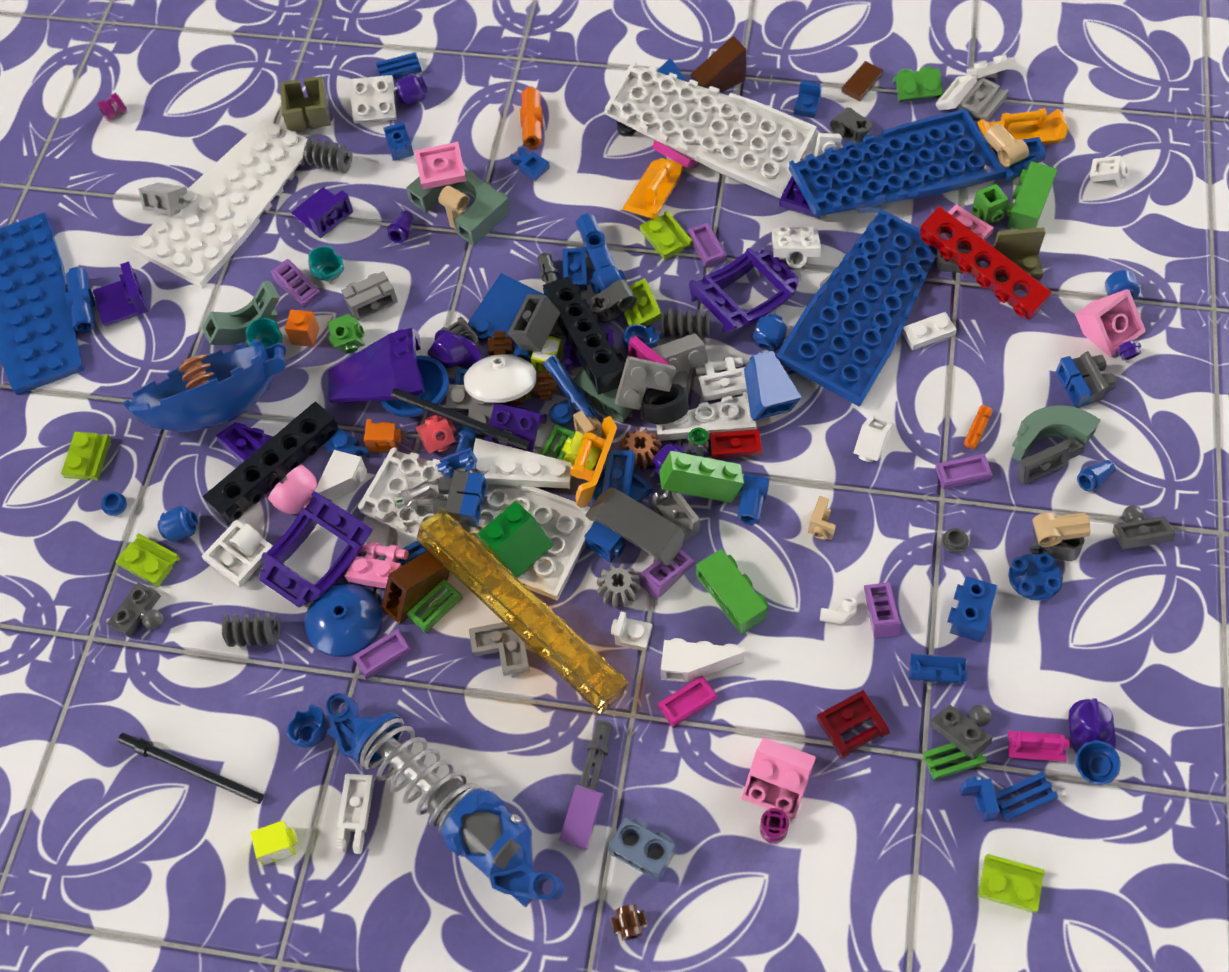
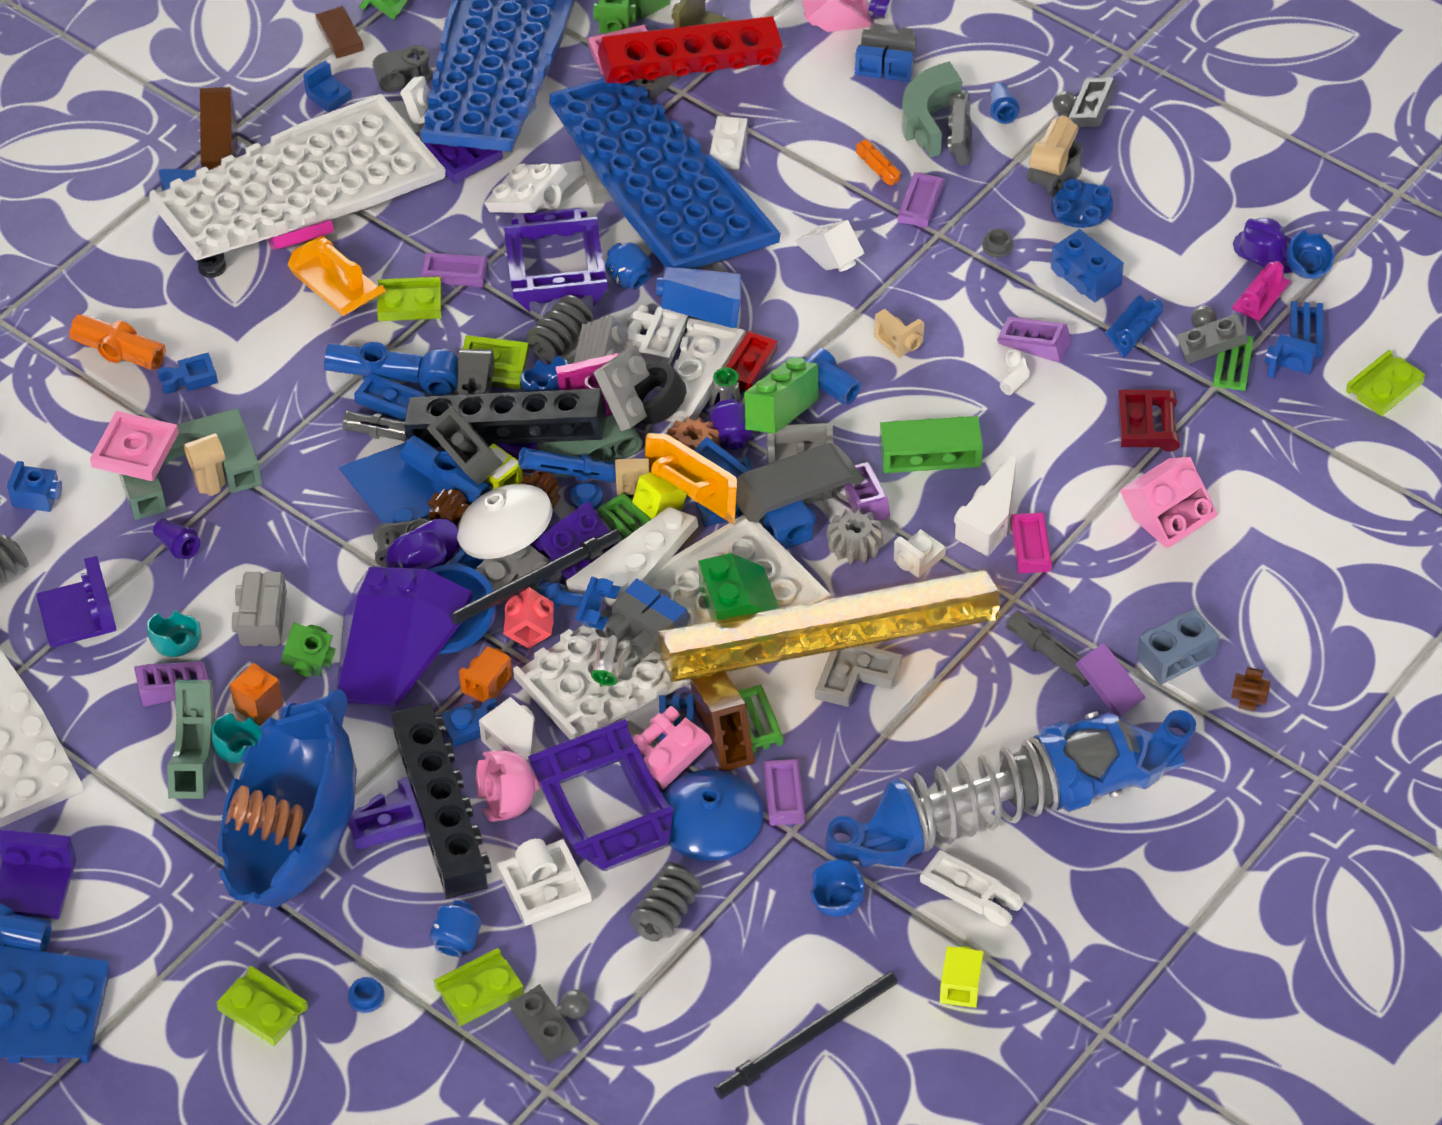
camera: 65 degrees left, 10 degrees down
(773, 831) = (1219, 528): magenta wheel -> none

